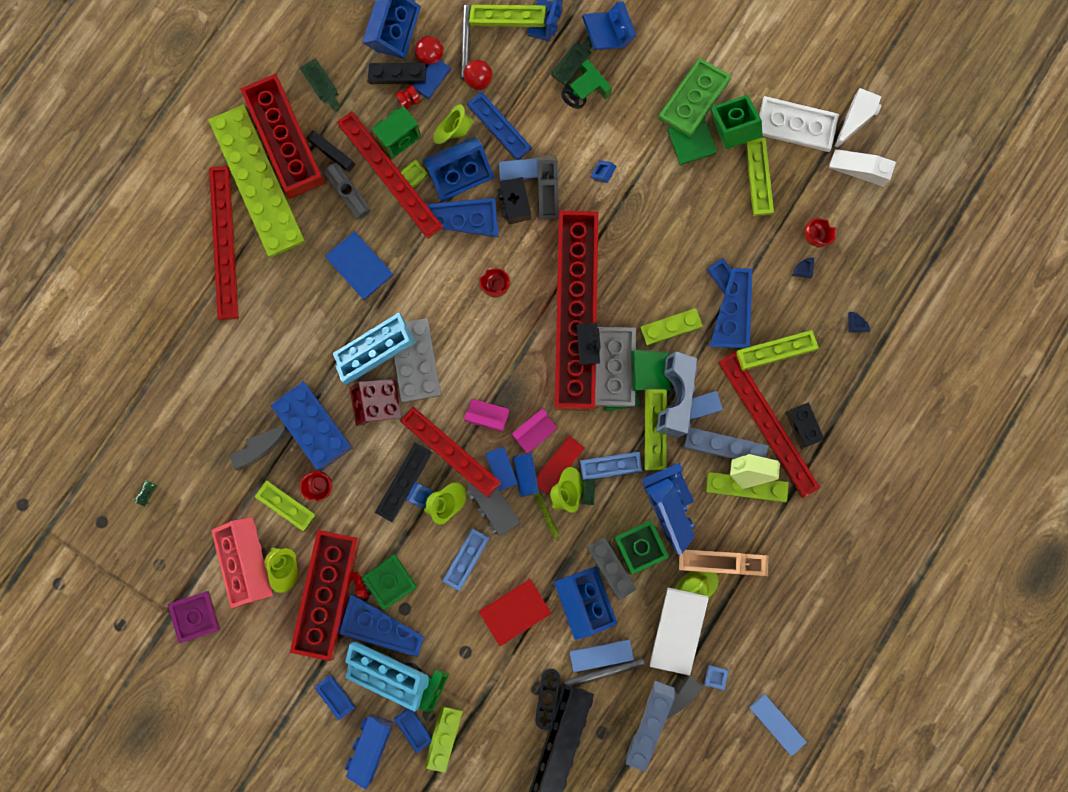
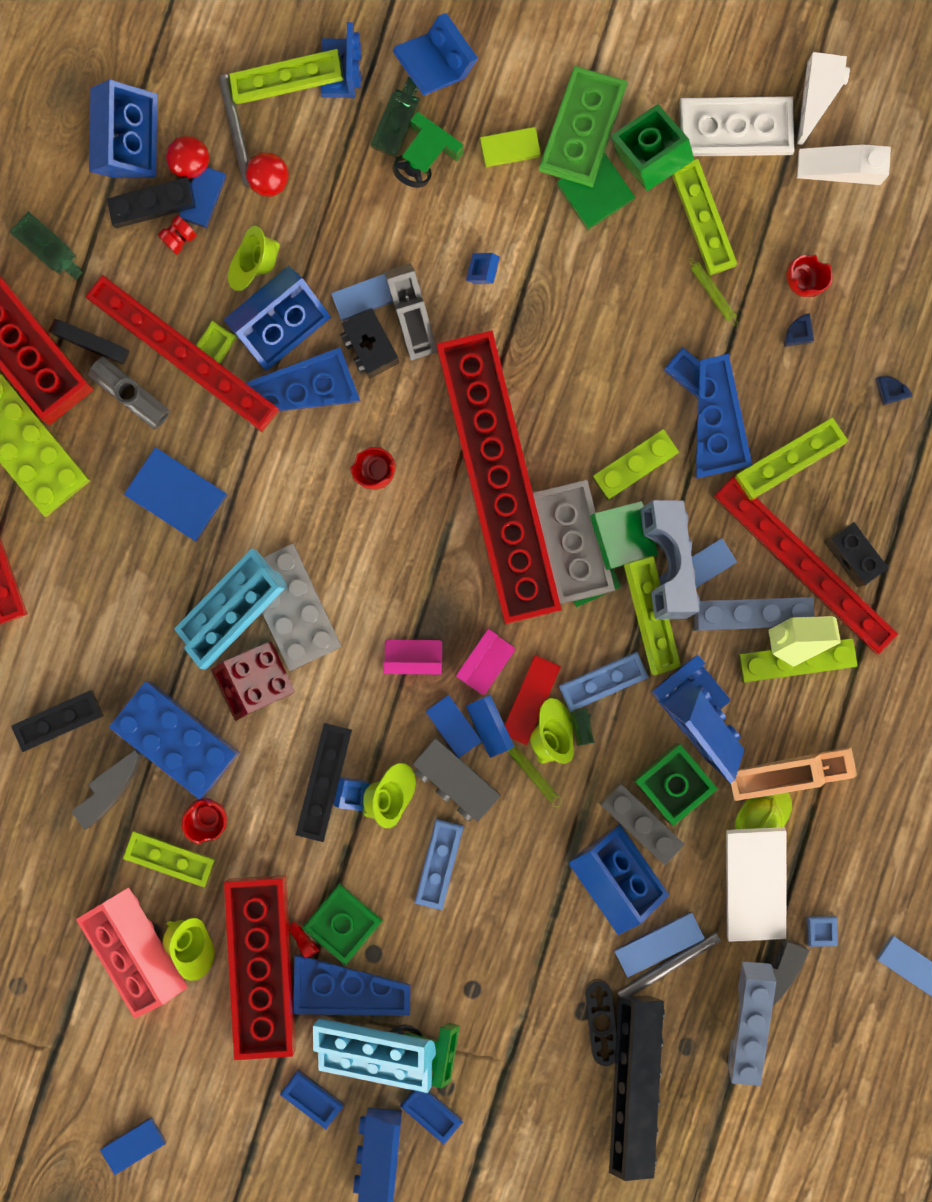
camera: 20 degrees left, 5 degrees up
(193, 617) = (87, 1045): magenta plate -> none
(204, 695) = (133, 1146): none -> blue tile
(237, 393) = (57, 721): none -> black plate
(396, 132) = (175, 290): green brick -> none
(443, 739) = (475, 1115): lime plate -> none
(450, 452) = (377, 723): red tile -> none
(499, 126) = (317, 241): blue tile -> none
(514, 612) = (525, 918): red tile -> none
(588, 344) = (529, 523): black piece -> none
(642, 98) = (510, 147): none -> lime tile
(753, 224) = (708, 287): none -> lime piece

